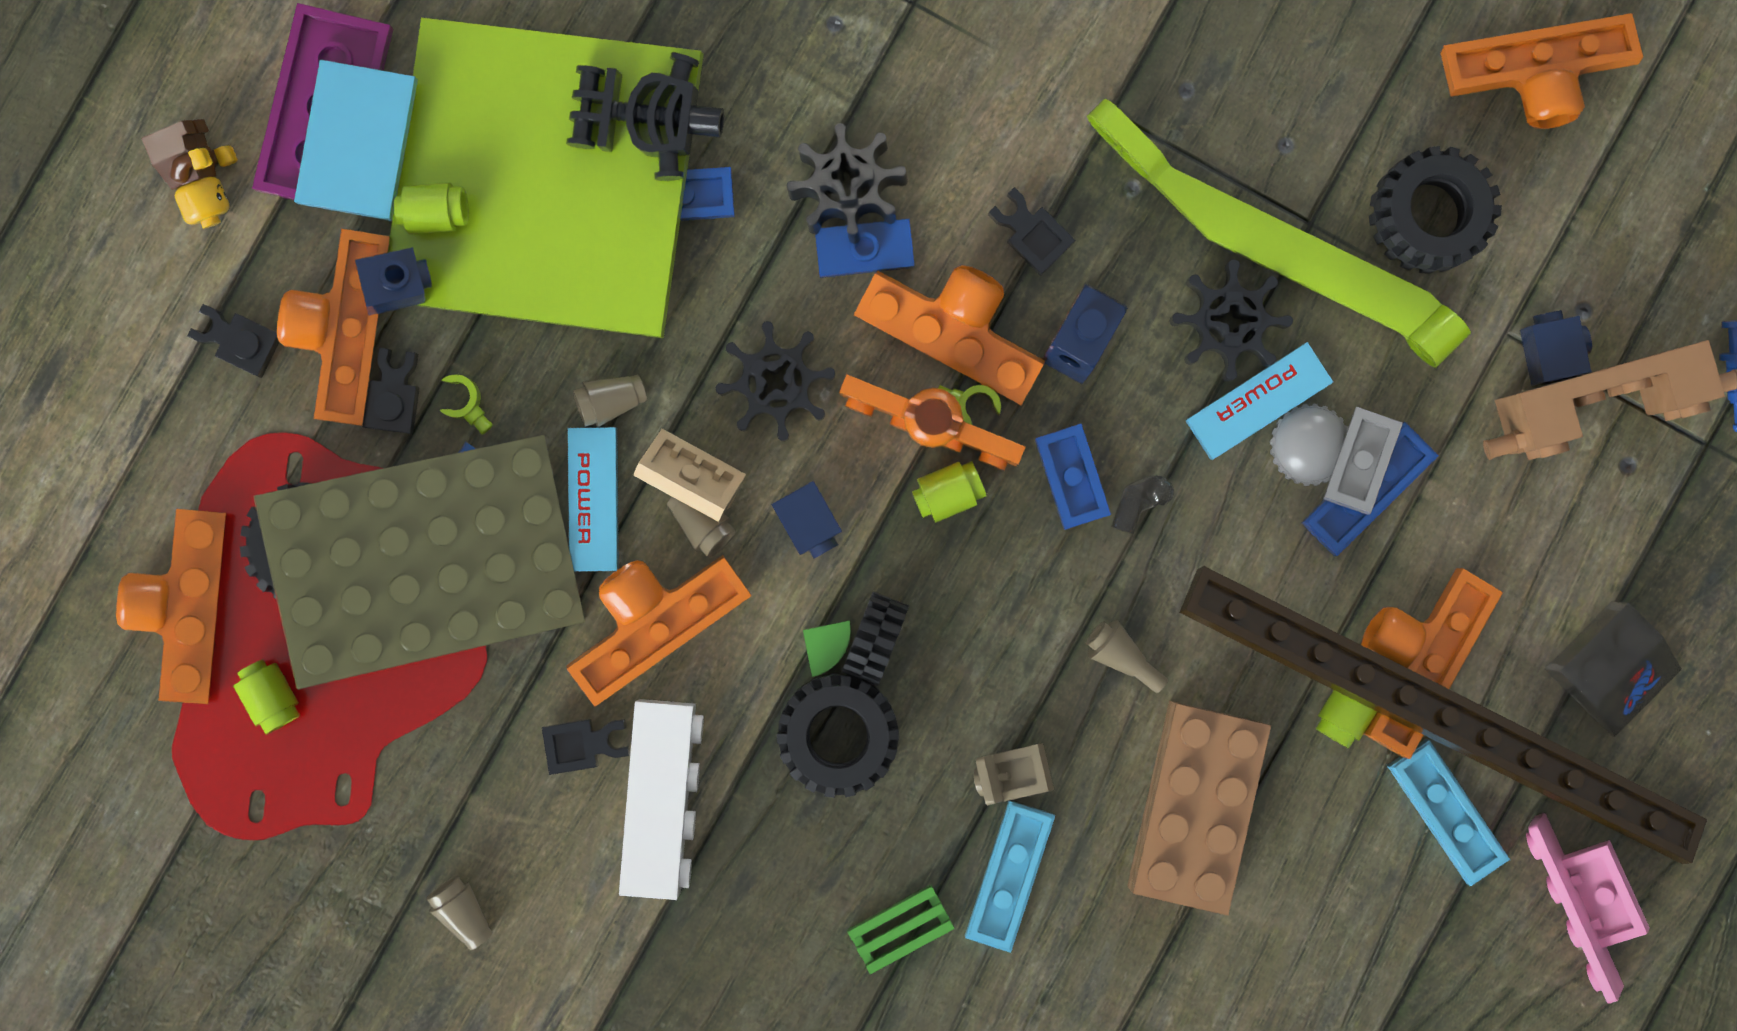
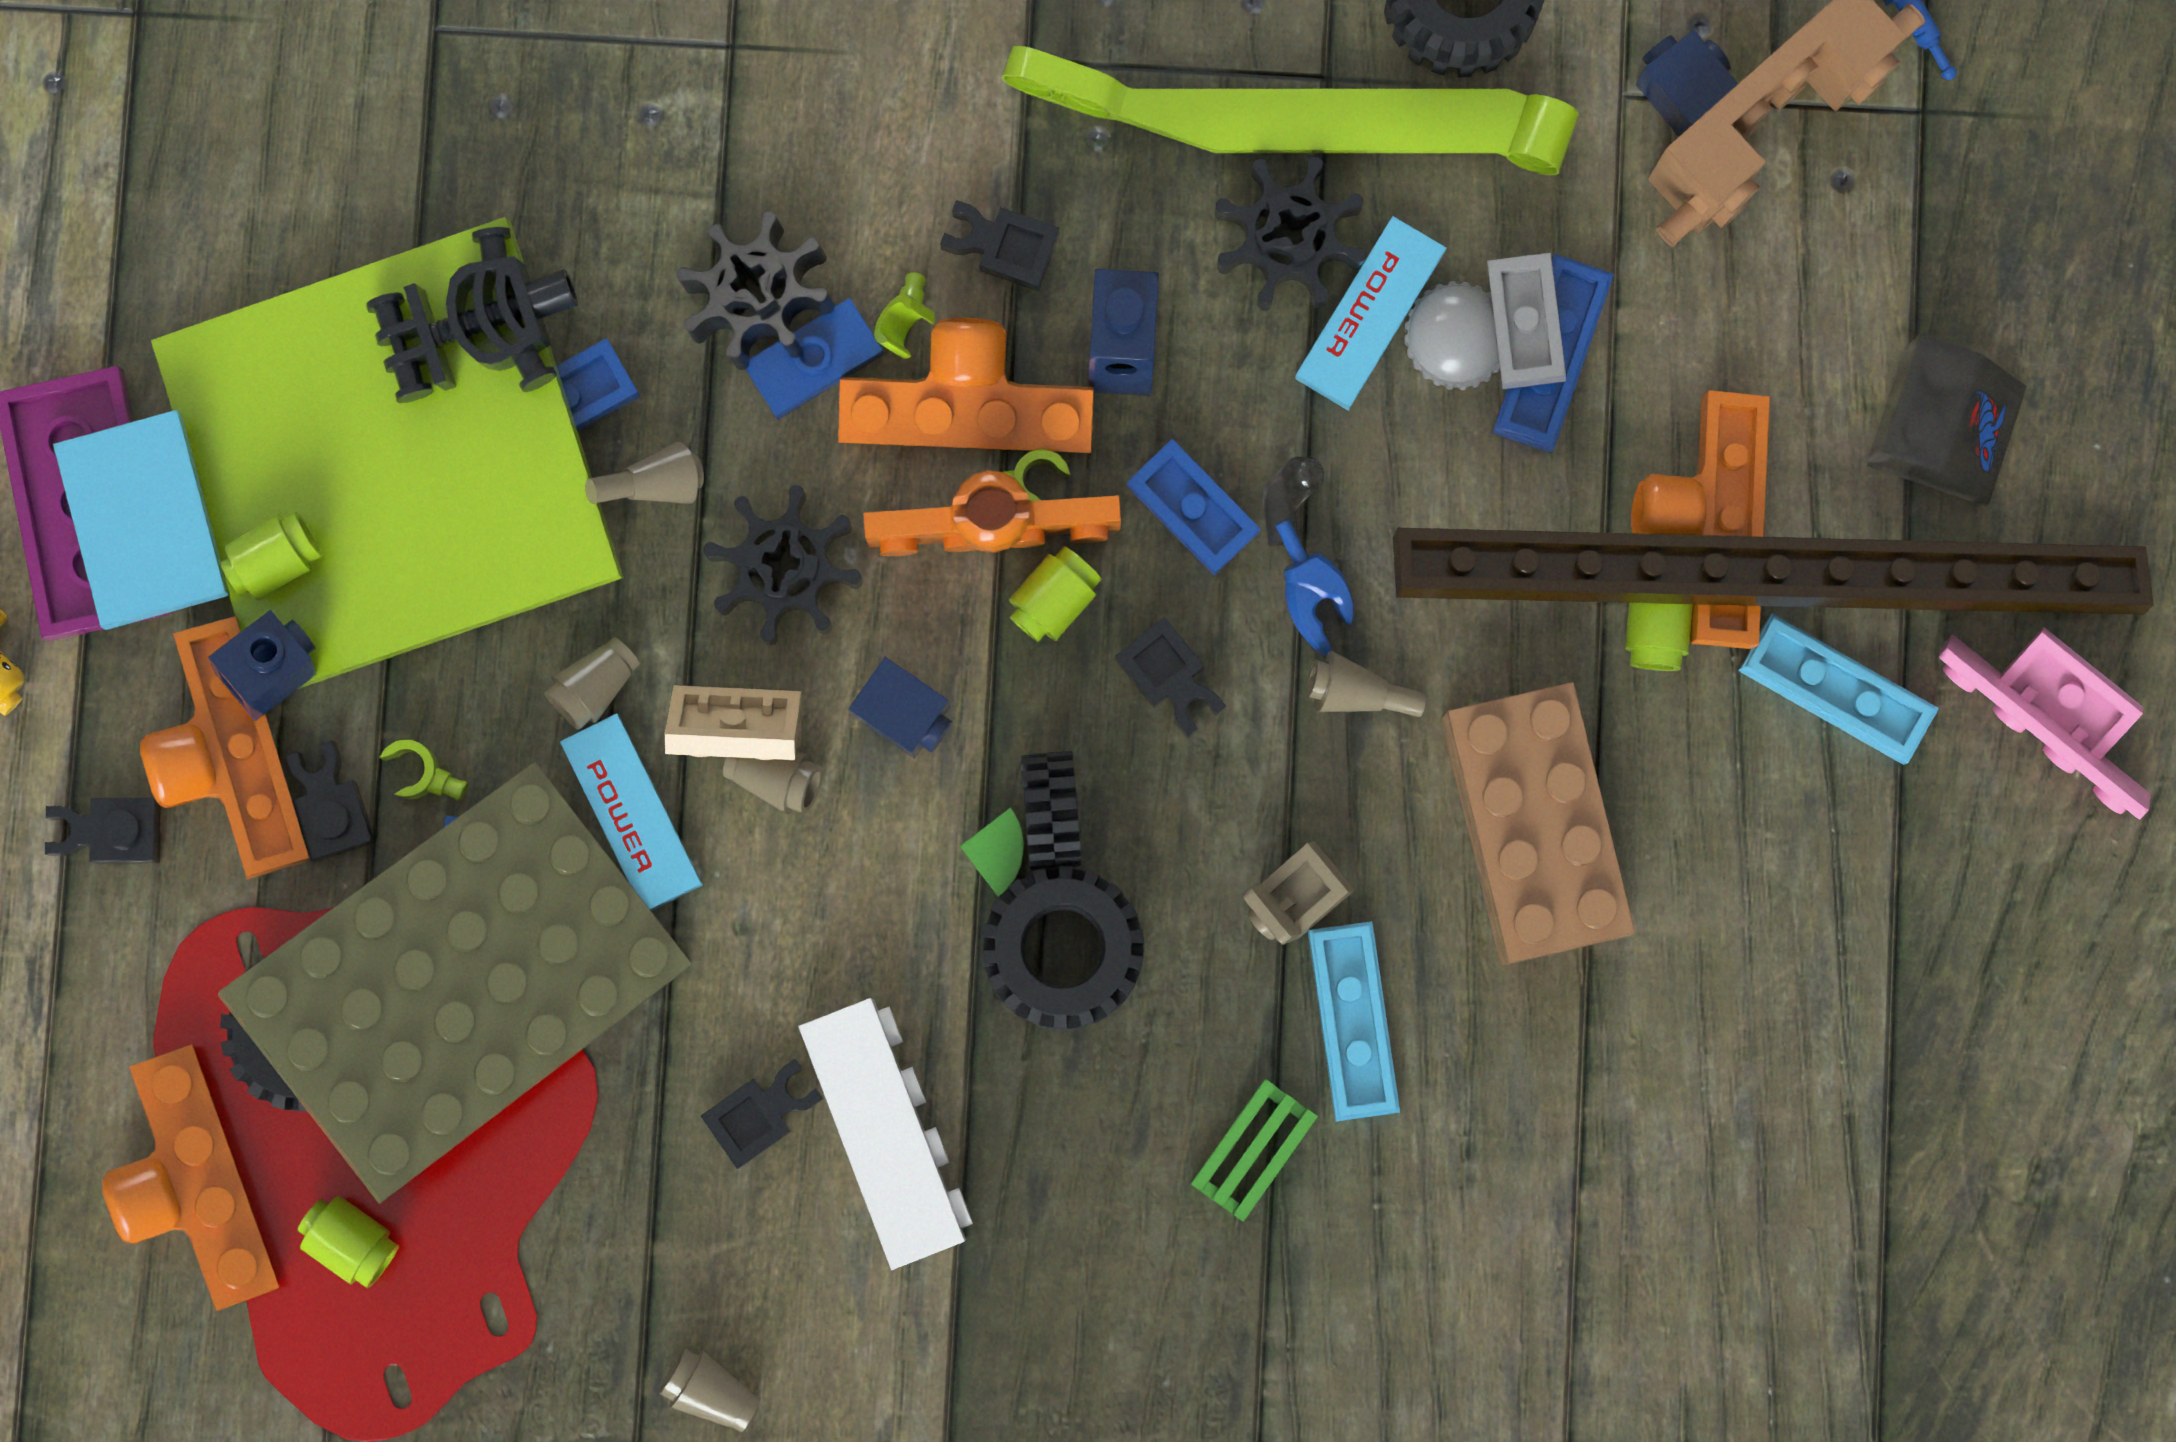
camera: 25 degrees left, 5 degrees down
(652, 622) = (774, 924): orange plate -> none
(723, 281) = (665, 476): none -> dark tan cone
(938, 247) = (902, 314): none -> lime piece
(998, 577) = (1164, 669): none -> black plate
(1126, 565) = (1307, 583): none -> blue hand

